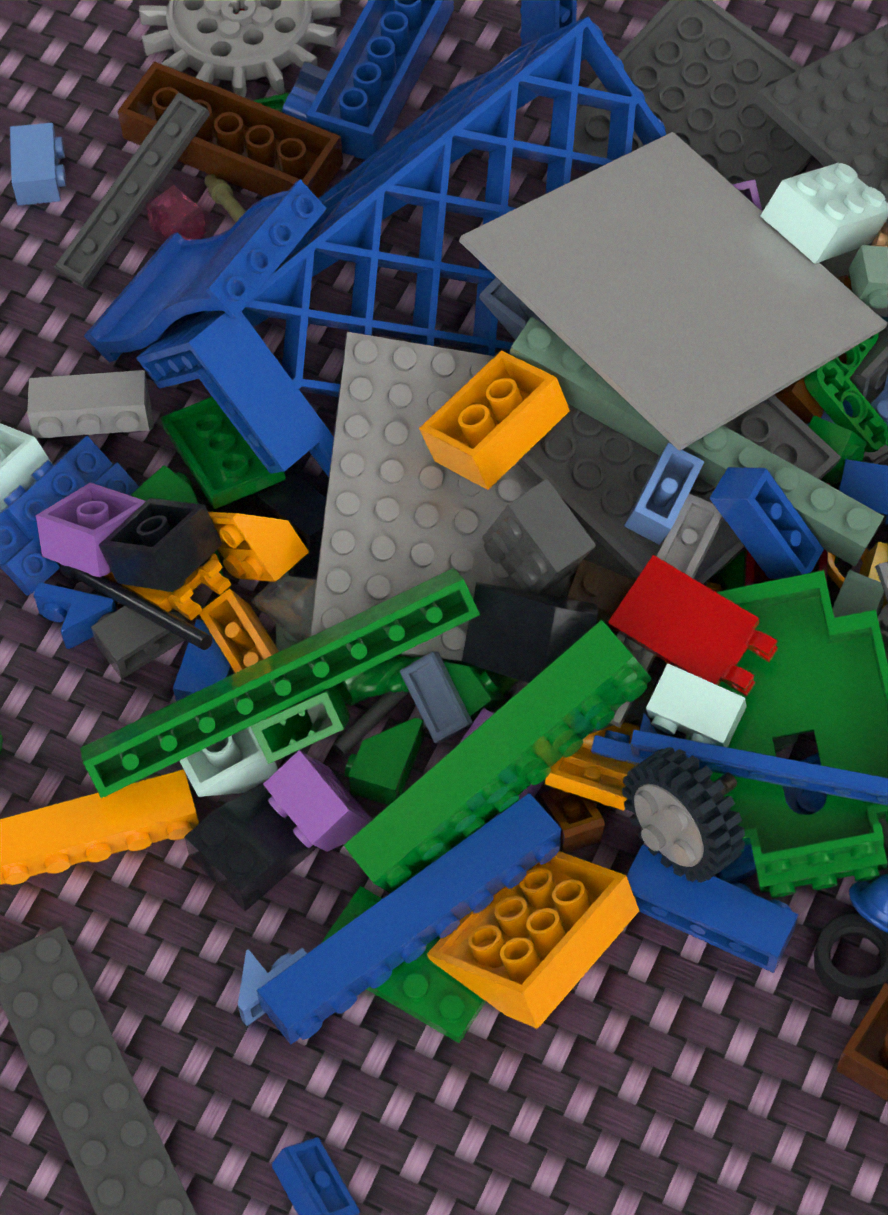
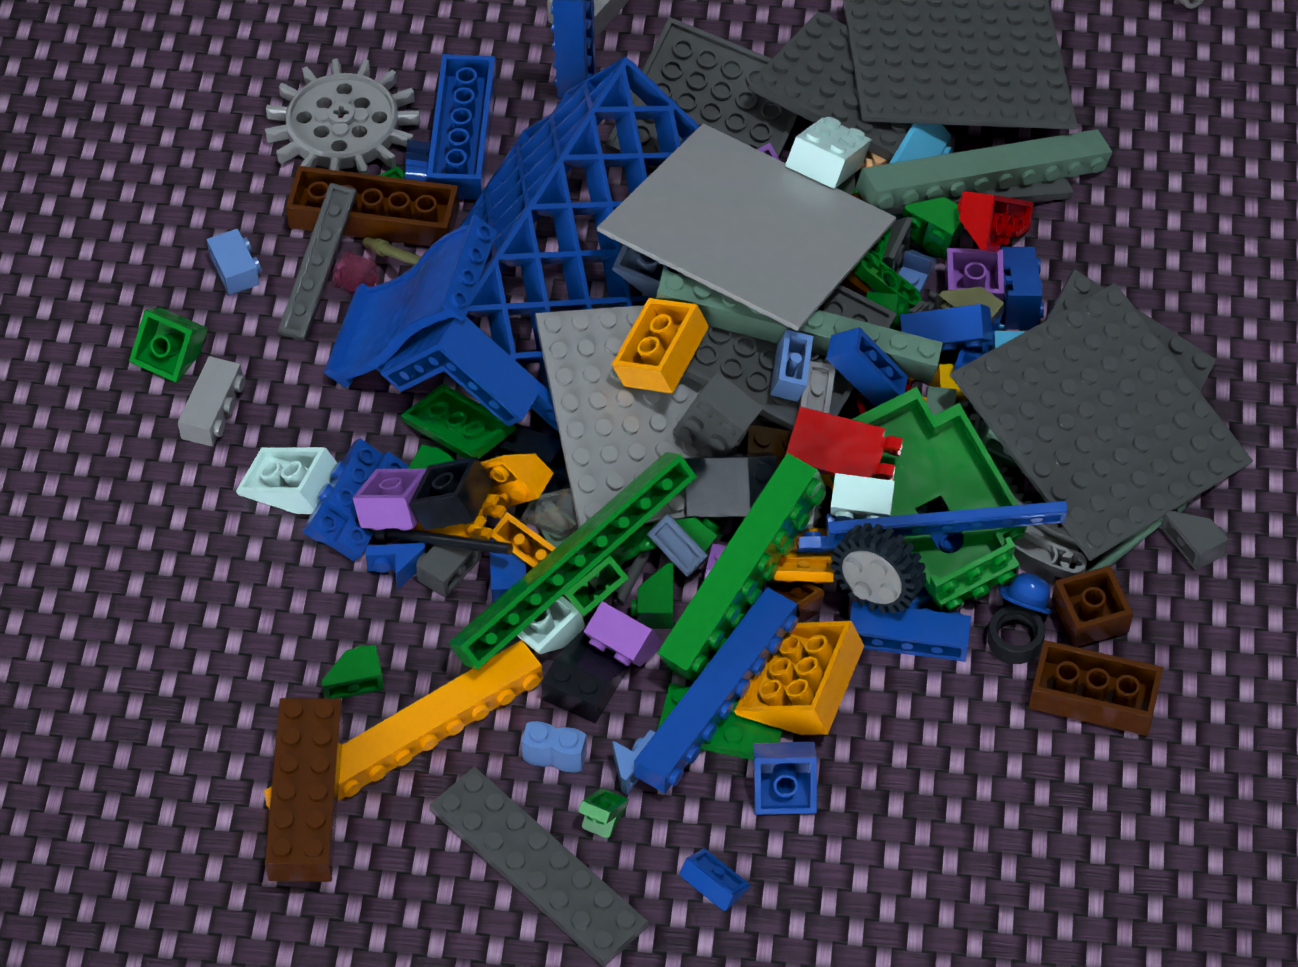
camera: 20 degrees left, 5 degrees down
(89, 404) = (354, 415): light grey slope -> none
(179, 933) = (549, 746): none -> medium blue brick
(202, 1041) = (602, 812): none -> green slope
(459, 1071) = (785, 778): none -> blue slope

